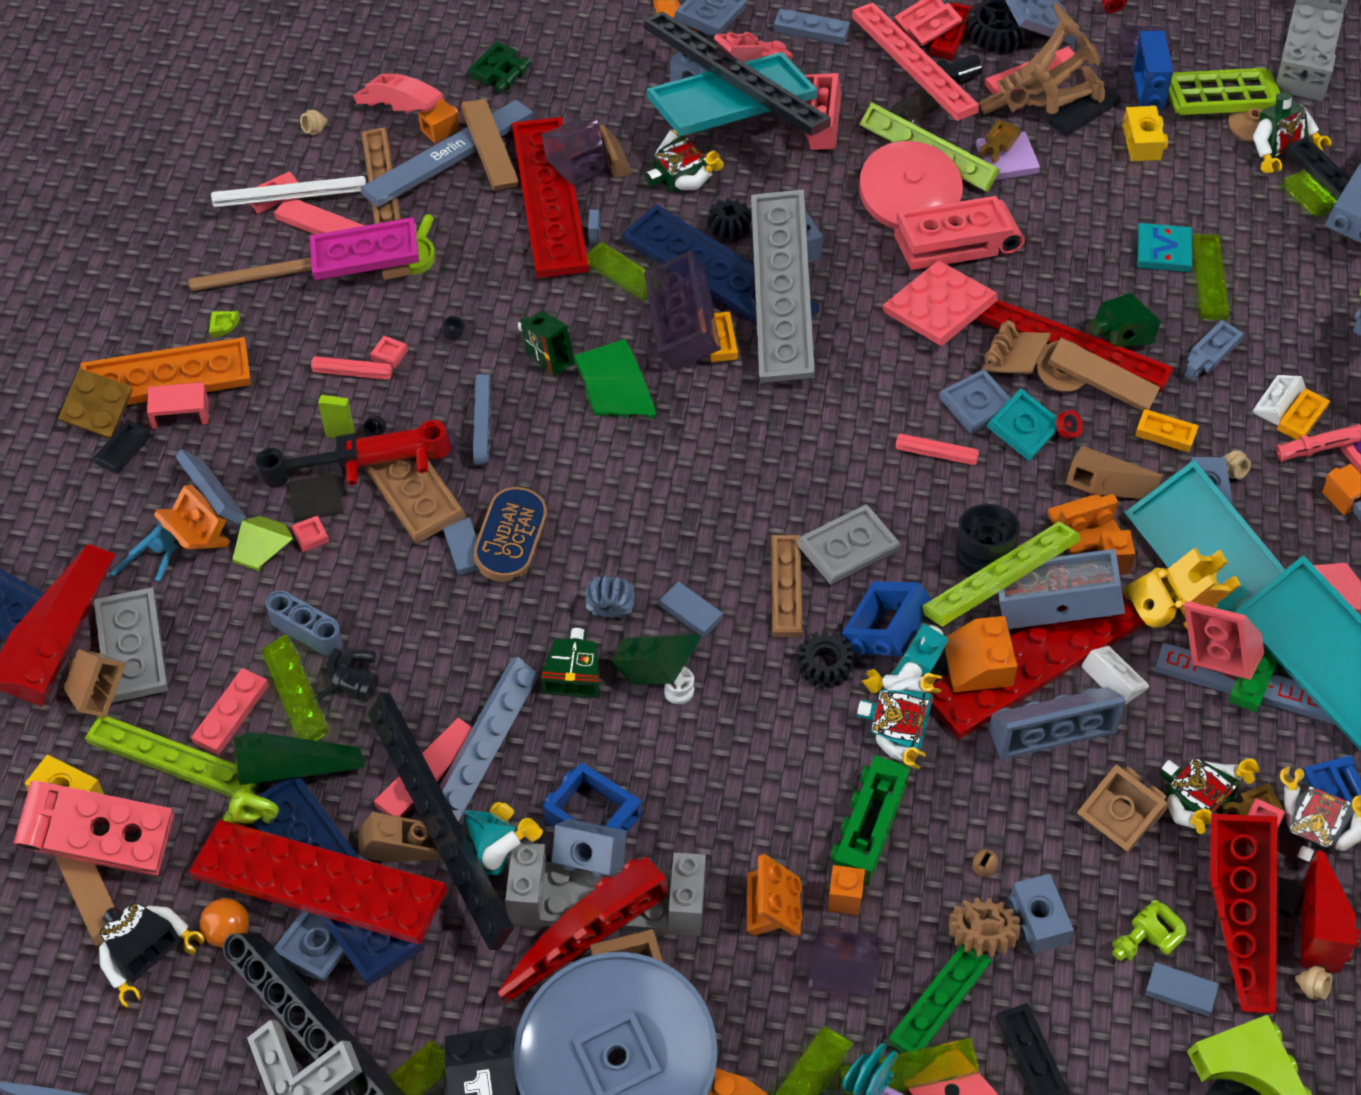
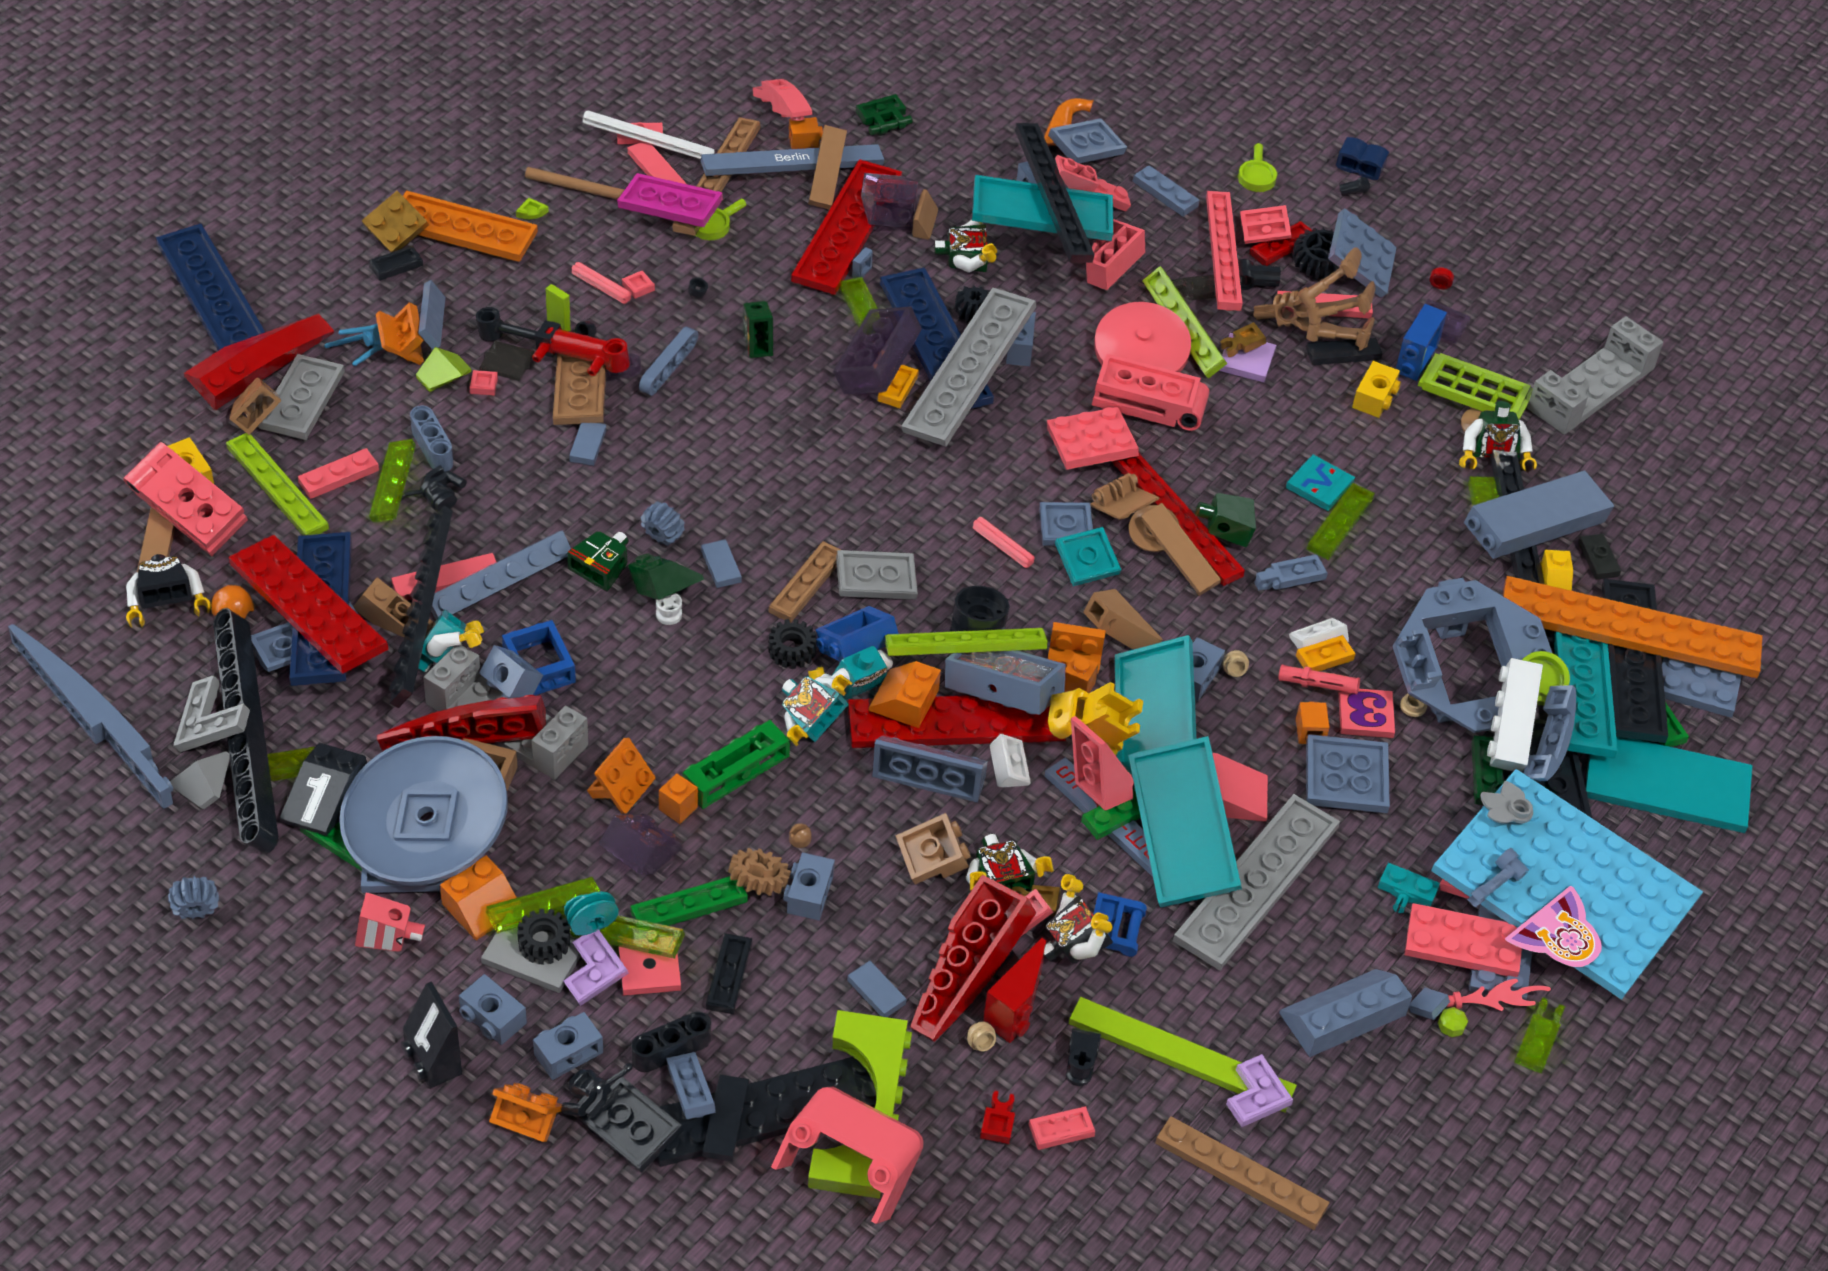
camera: 25 degrees right, 5 degrees down
(177, 400) = (455, 246): coral panel -> none
(249, 808) = (296, 535): lime piece -> none
(279, 757) = (342, 513): dark green wedge -> none
(313, 122) = (708, 94): tan plate -> none
(510, 534) = (626, 448): tile -> none
(614, 381) = (788, 378): green slope -> none
(1069, 424) = (1123, 572): red tile -> none
(1149, 928) = (884, 936): lime piece -> none
(1166, 430) = (1200, 613): light orange plate -> none

